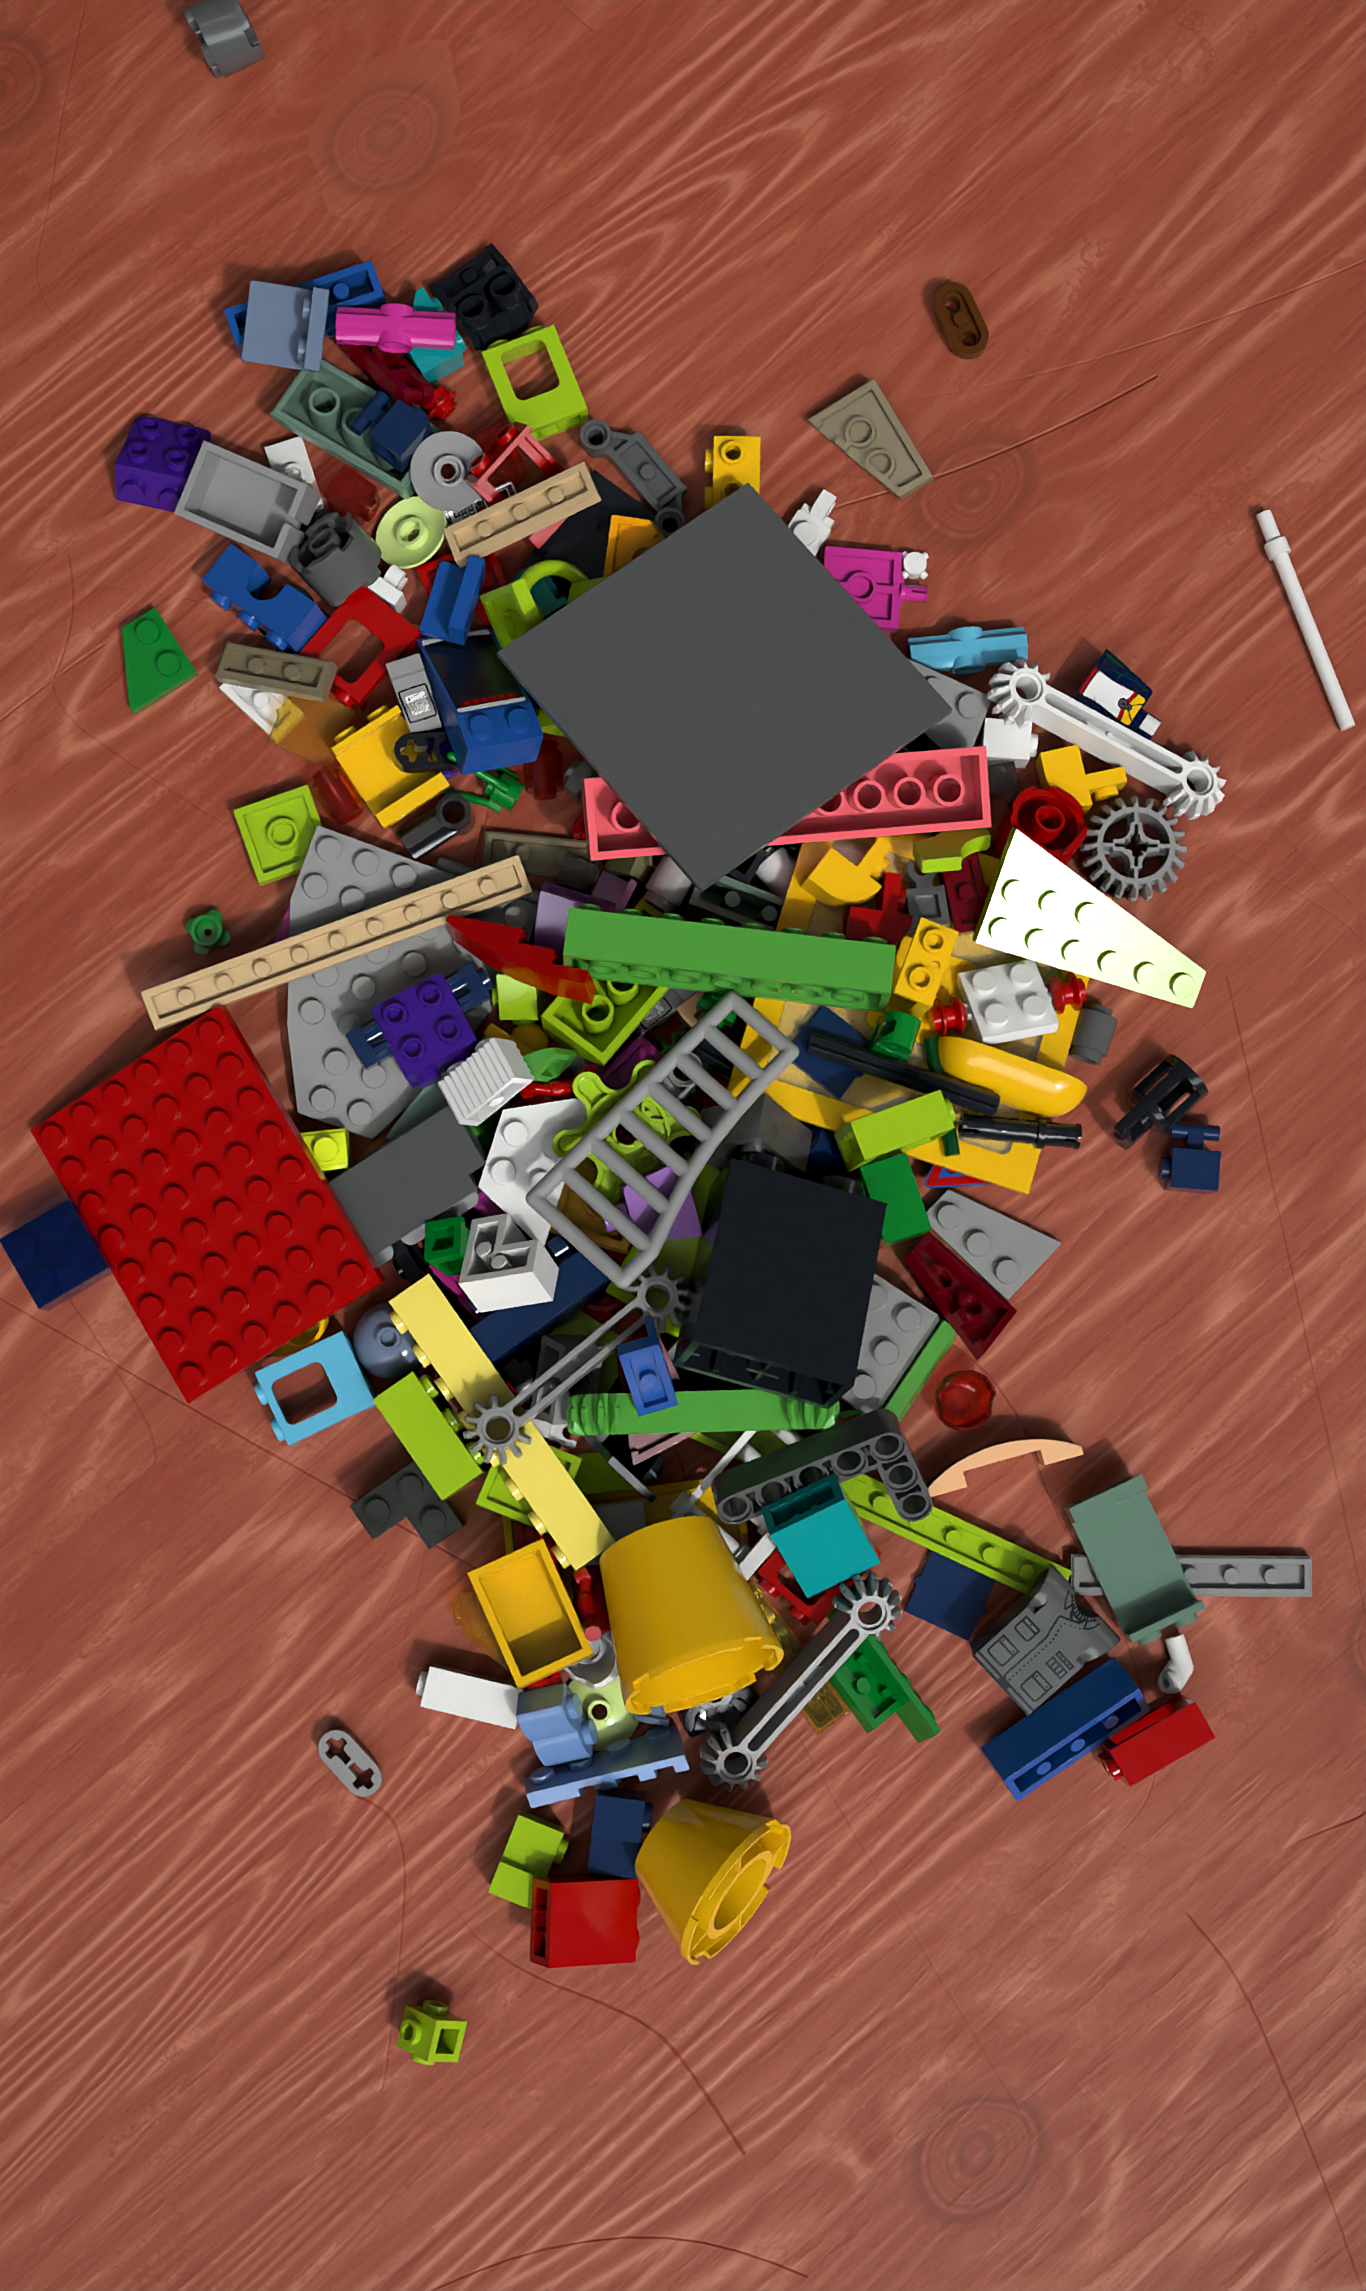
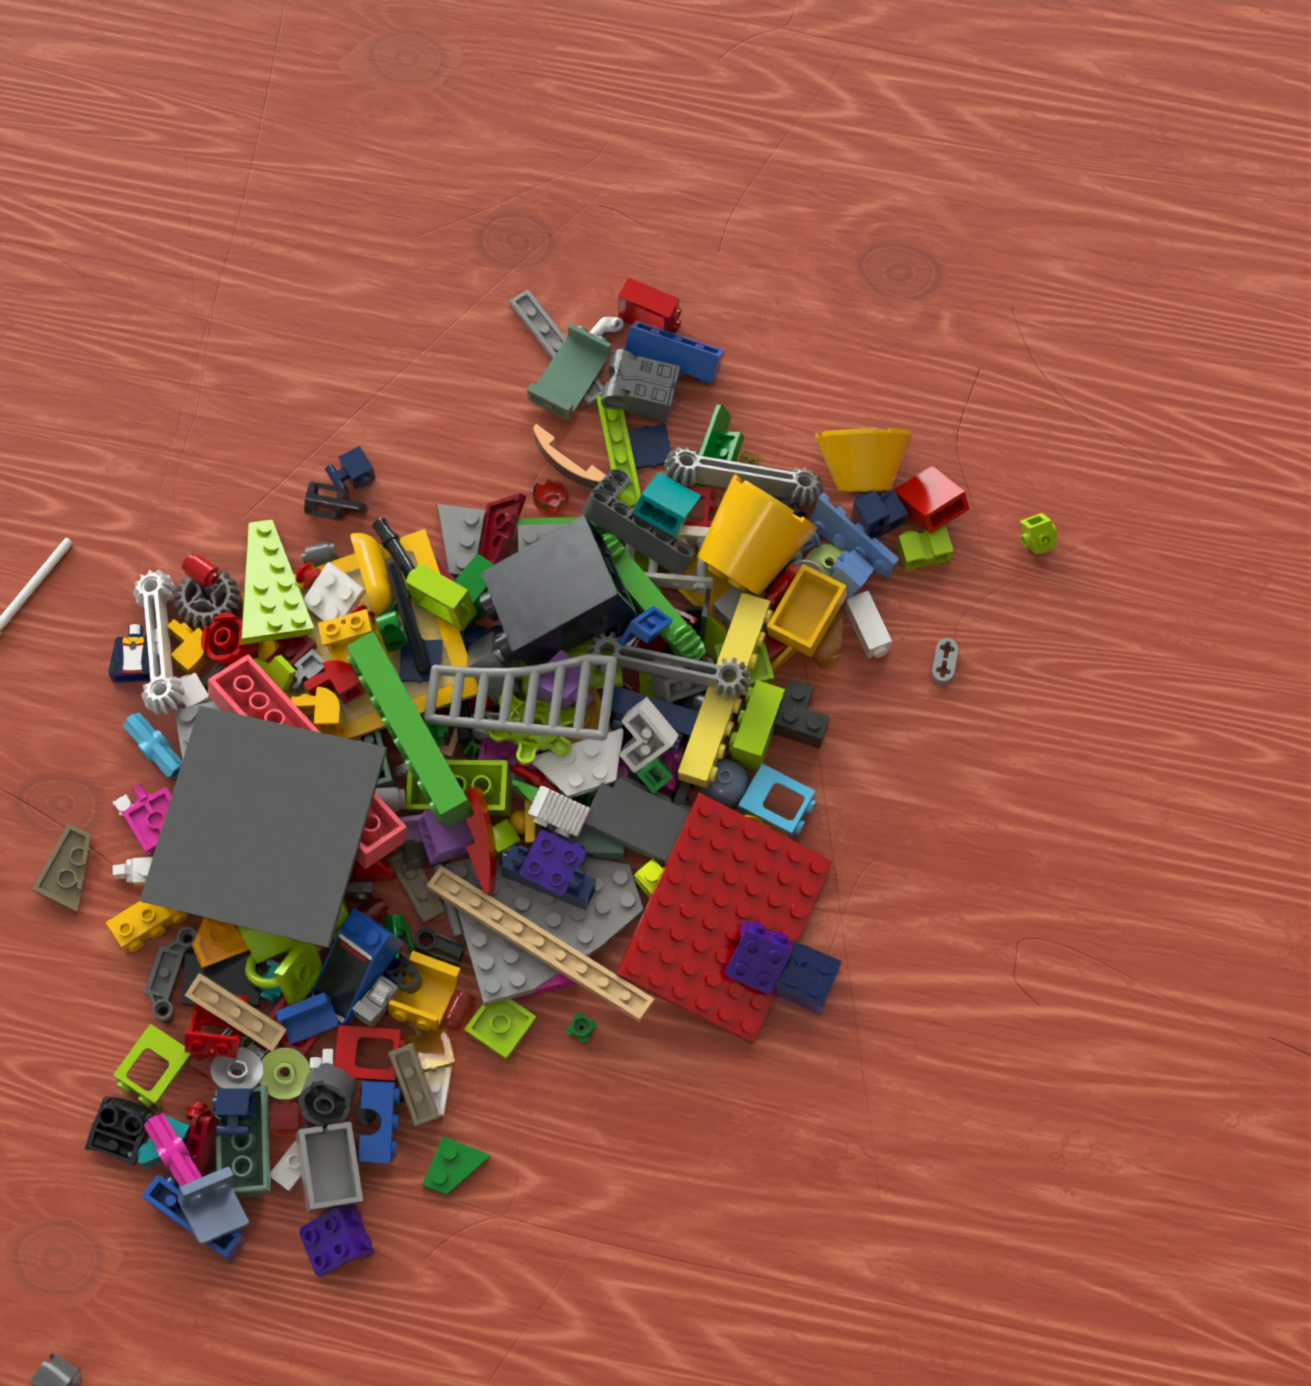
camera: 125 degrees left, 15 degrees down
(117, 1210) = (759, 957): none -> dark purple bracket
(1169, 854) = (200, 570): none -> red brick

